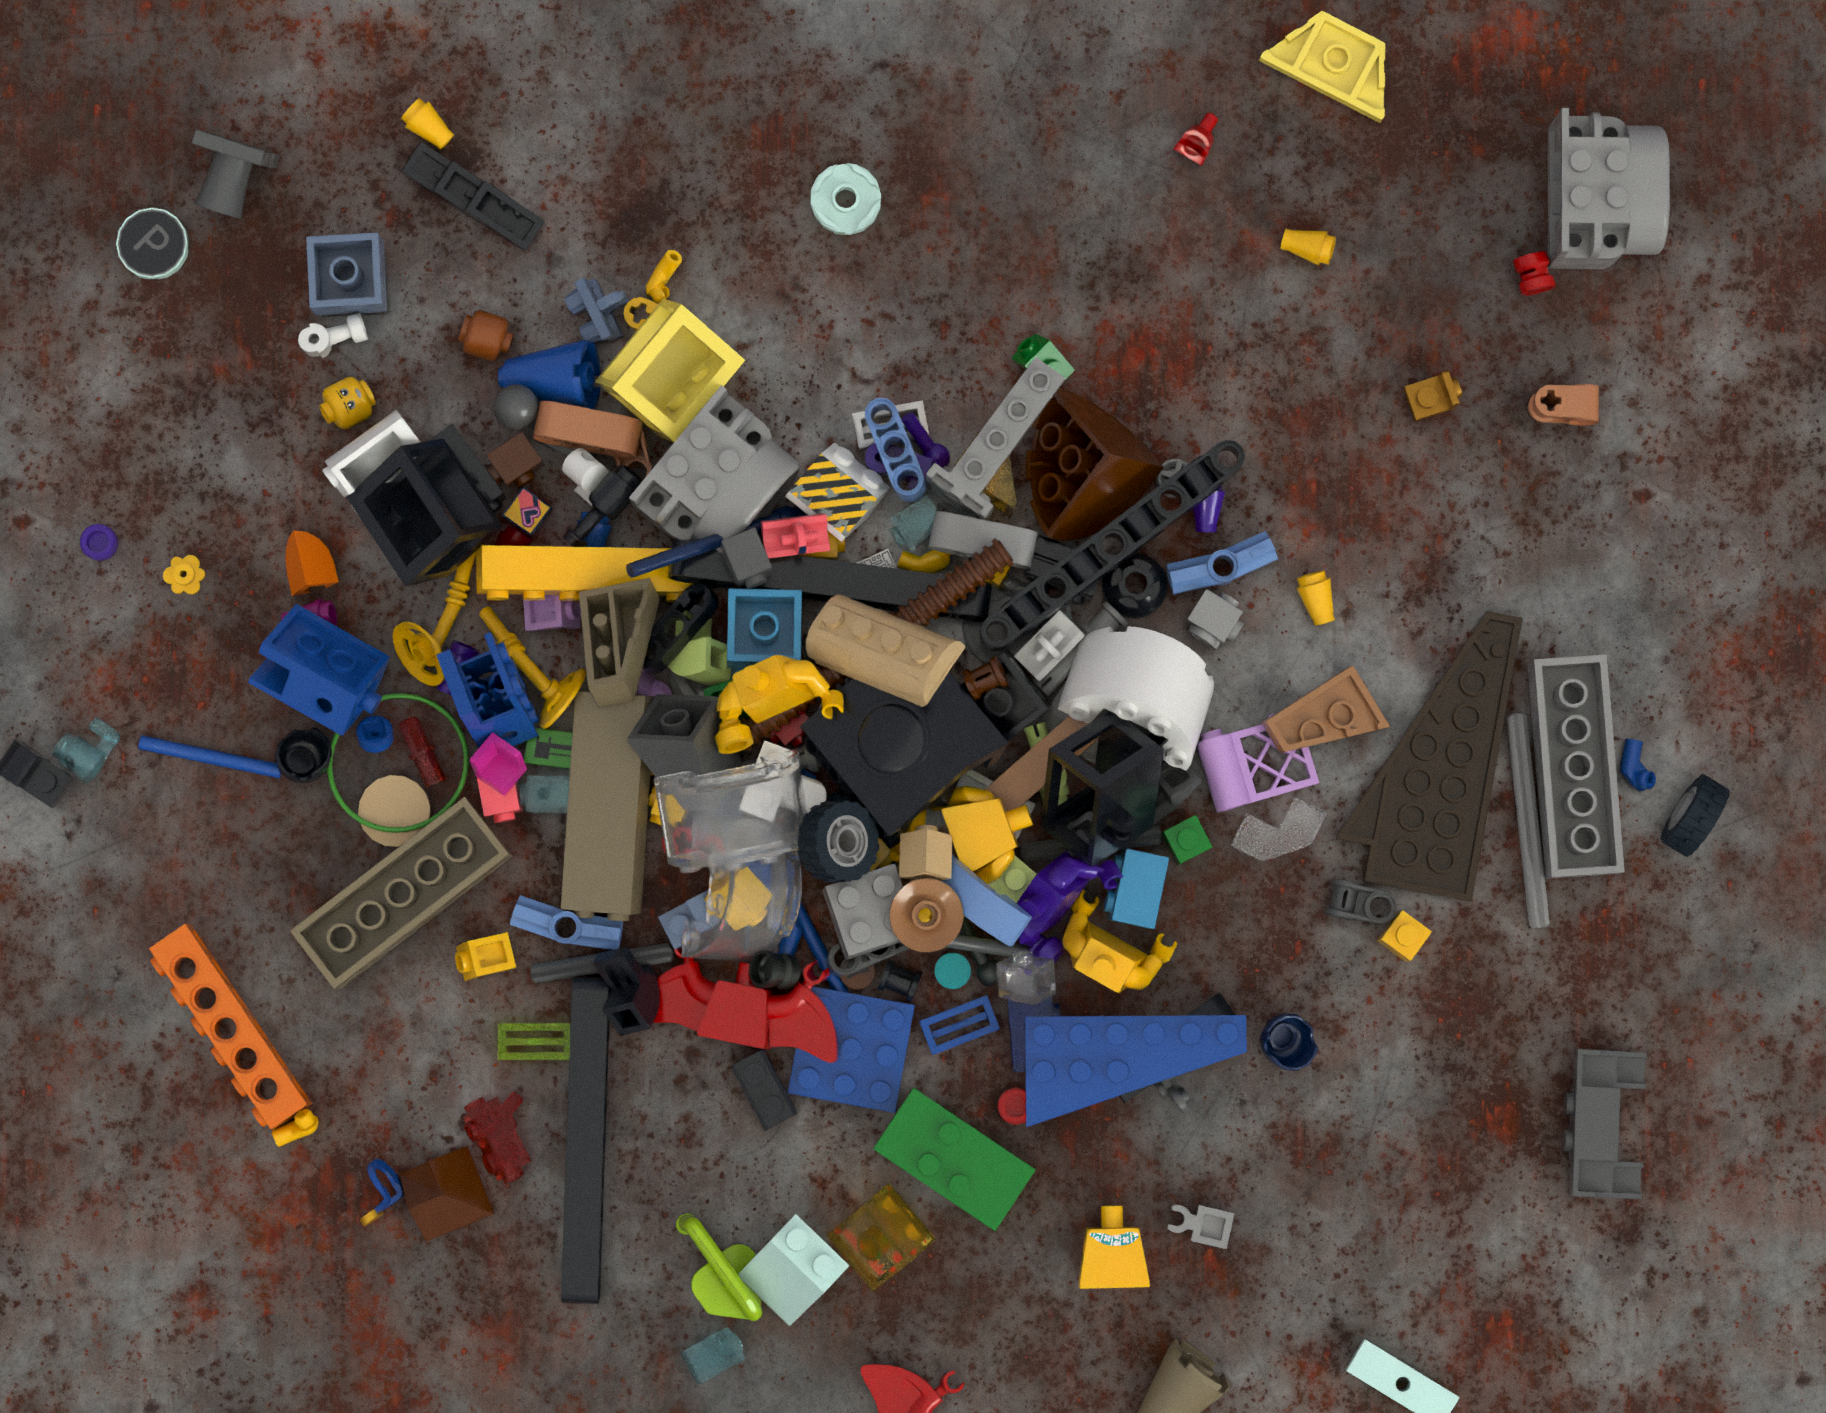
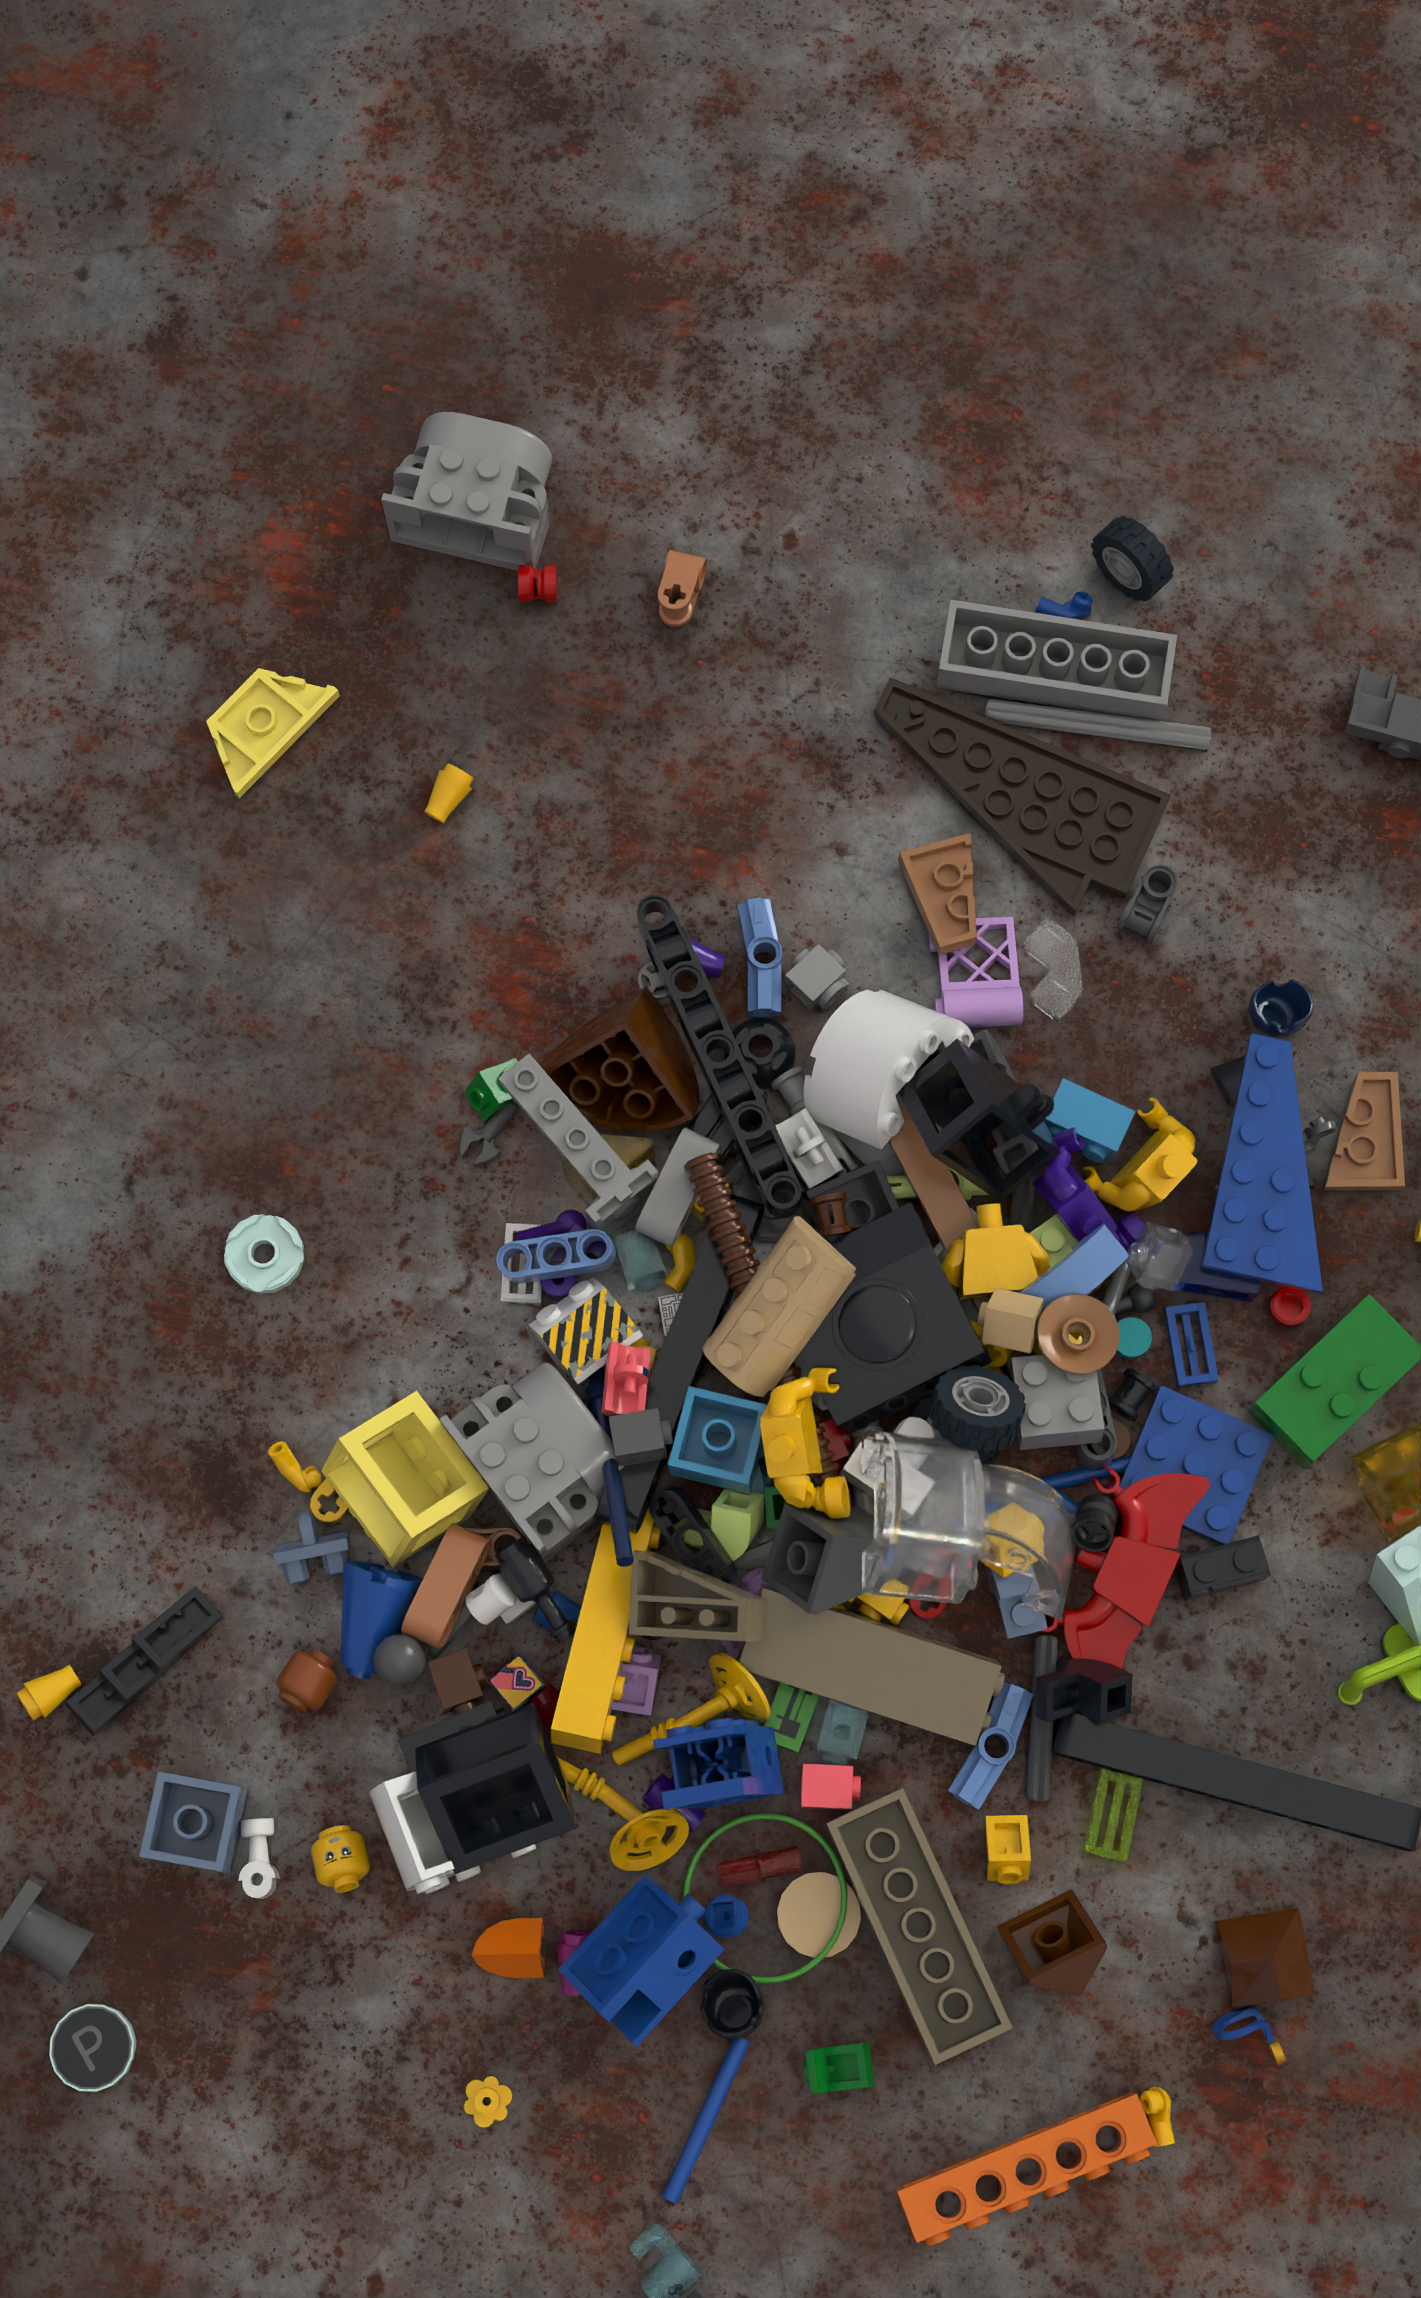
camera: 75 degrees left, 10 degrees down
(99, 542) = (423, 2195): dark purple tile -> none
(273, 855) = (839, 2068): none -> green bracket
(413, 1011) = (1055, 1945): none -> reddish brown slope
(495, 1134) = (1215, 1881): clear red brick -> none
(498, 764) = (799, 1774): dark pink panel -> none
(1000, 364) = (487, 1136): none -> dark grey bar
(1186, 840) = (1045, 1060): green brick -> none
(1186, 1148) = (1370, 1137): none -> medium nougat wing
(1198, 140) = (305, 877): red piece -> none
(1317, 596) = (817, 871): yellow cone -> none
(1404, 936) = (1195, 867): yellow brick -> none
(1433, 396) = (637, 710): pearl gold bracket -> none

